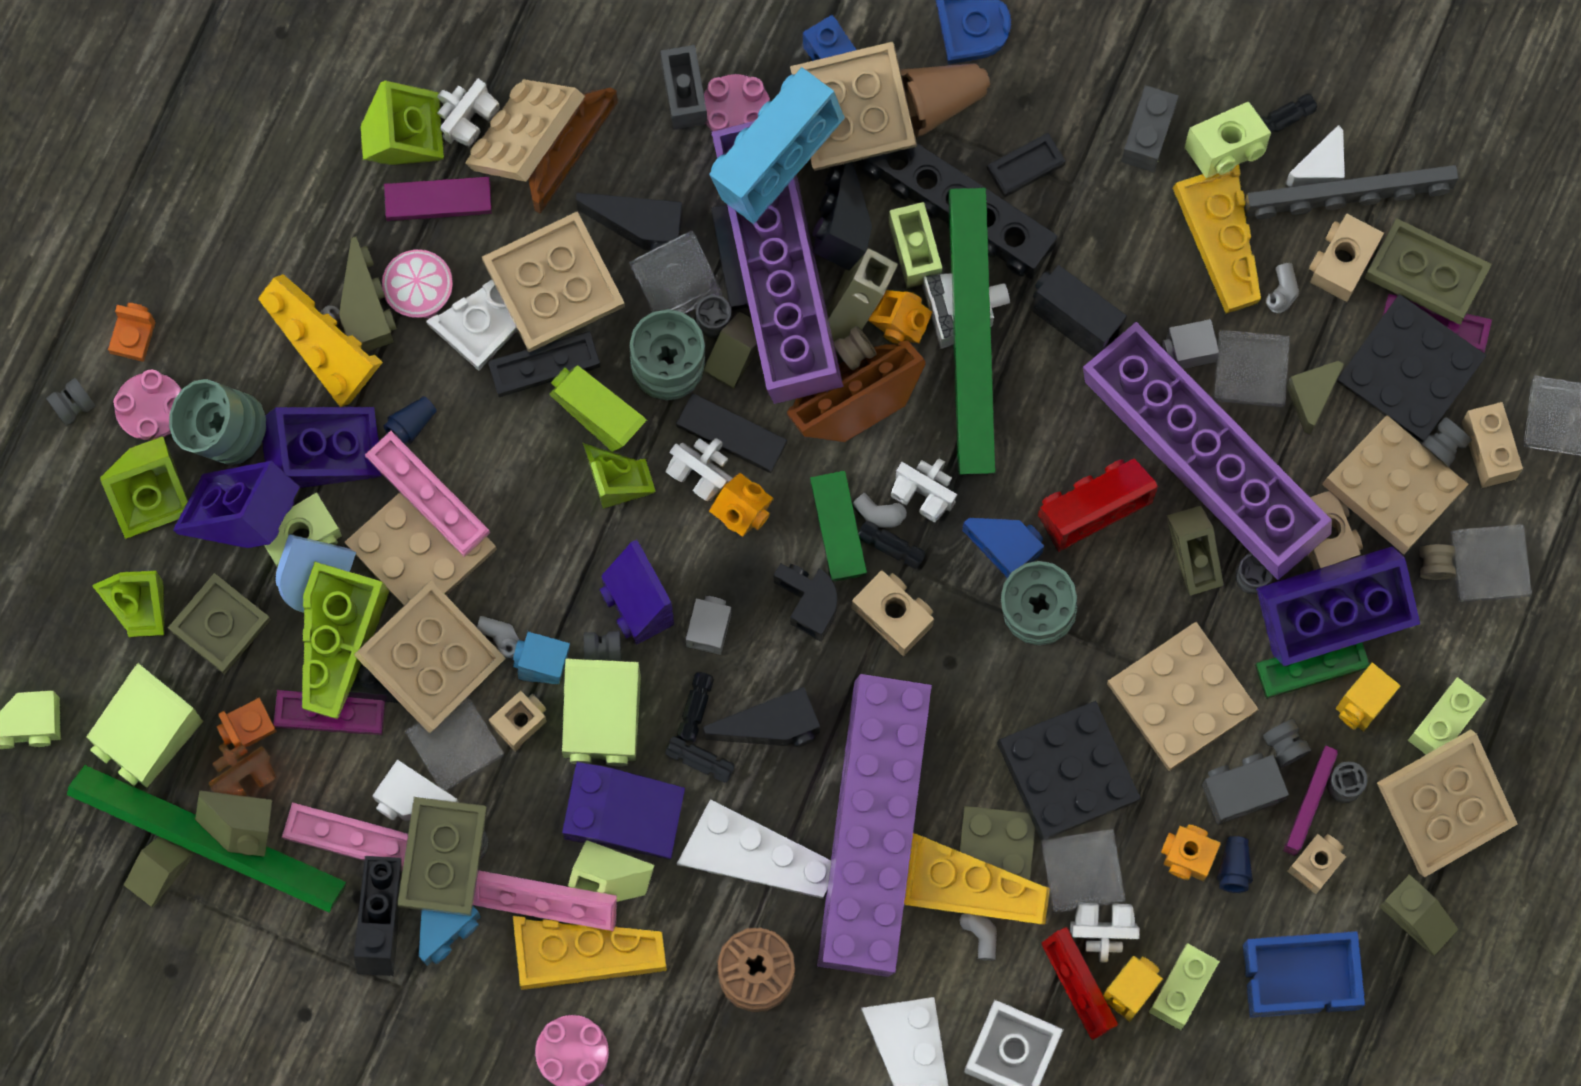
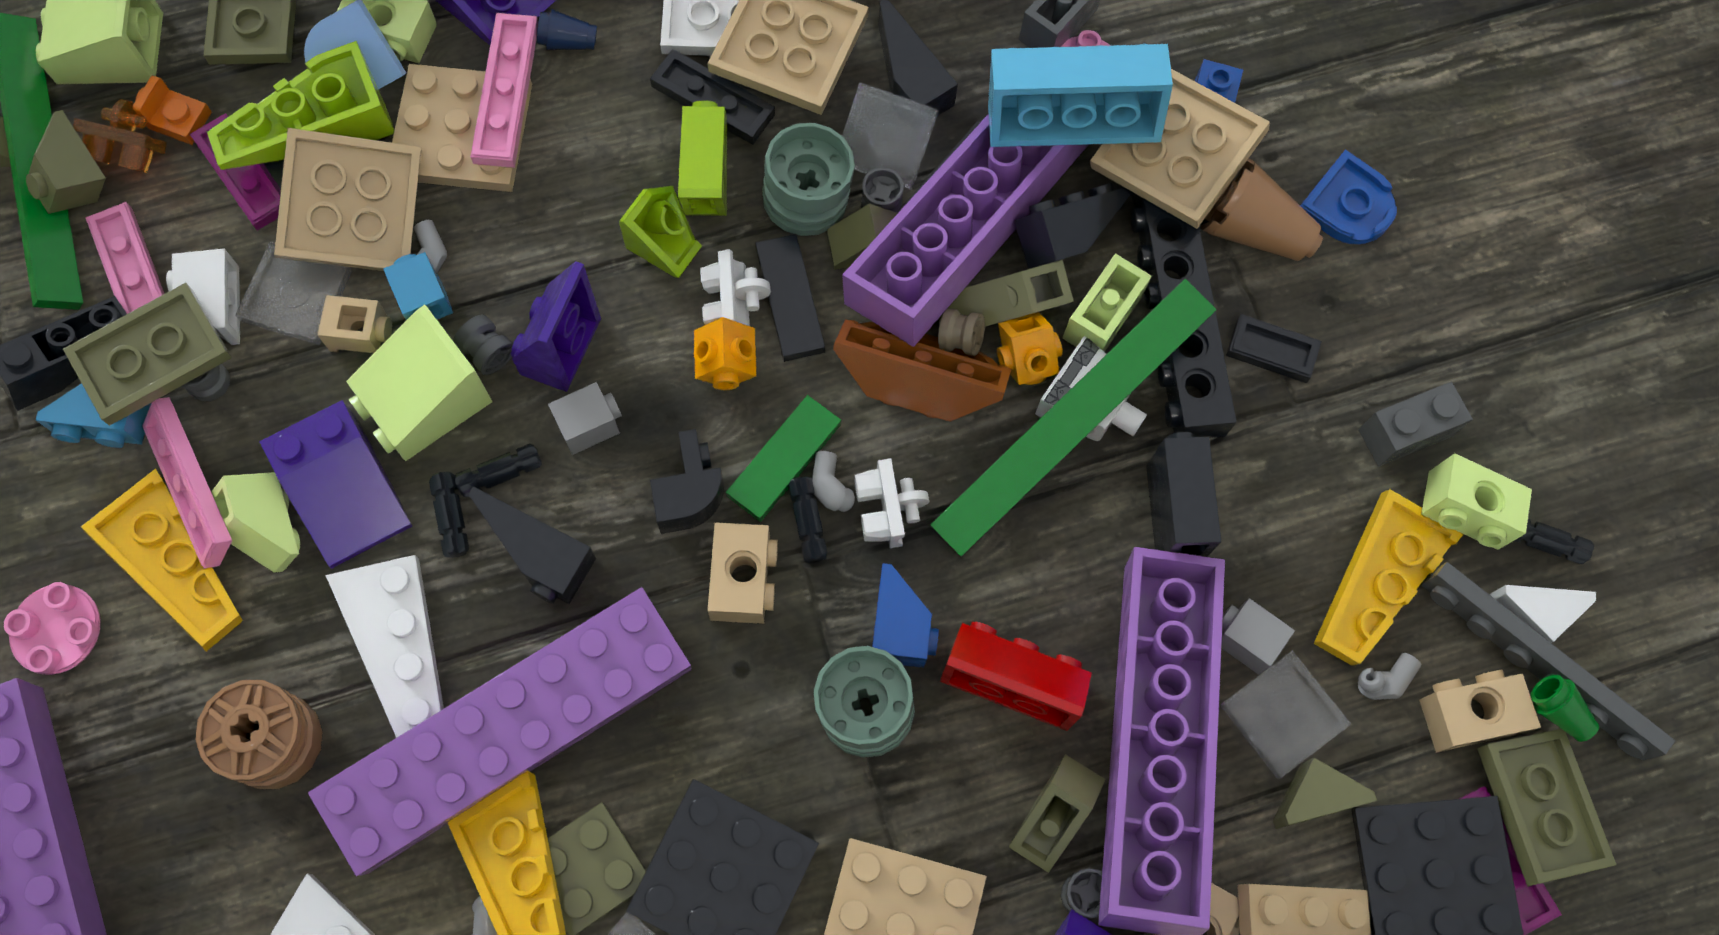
camera: 45 degrees right, 5 degrees down
(1384, 208) = (1563, 705): none -> green cone

